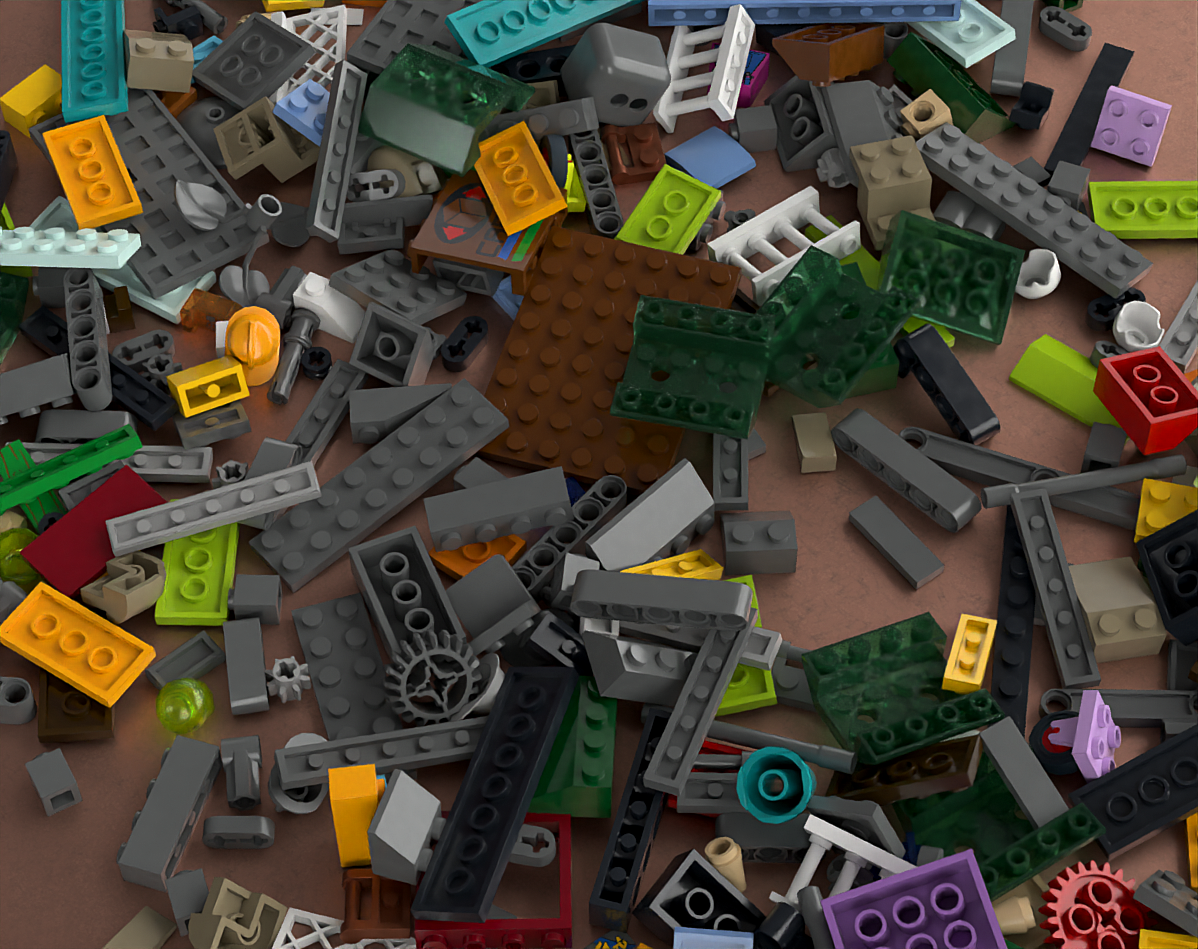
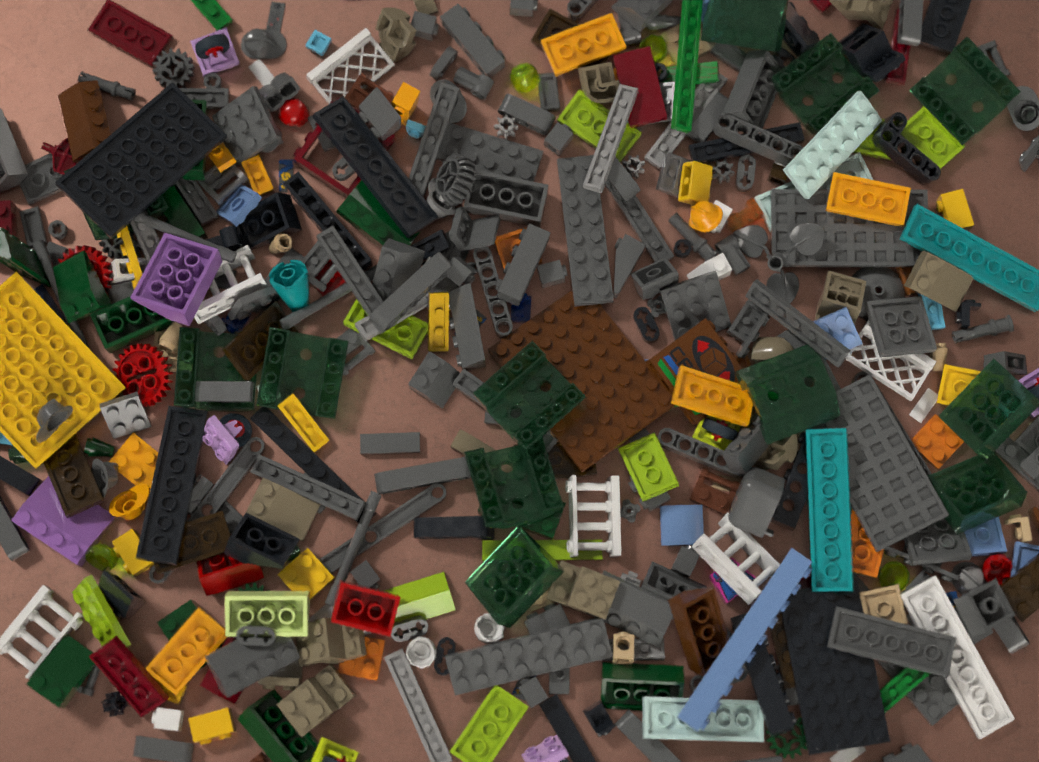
camera: 125 degrees right, 25 degrees up
(373, 179) = (768, 334): dark grey beam -> none

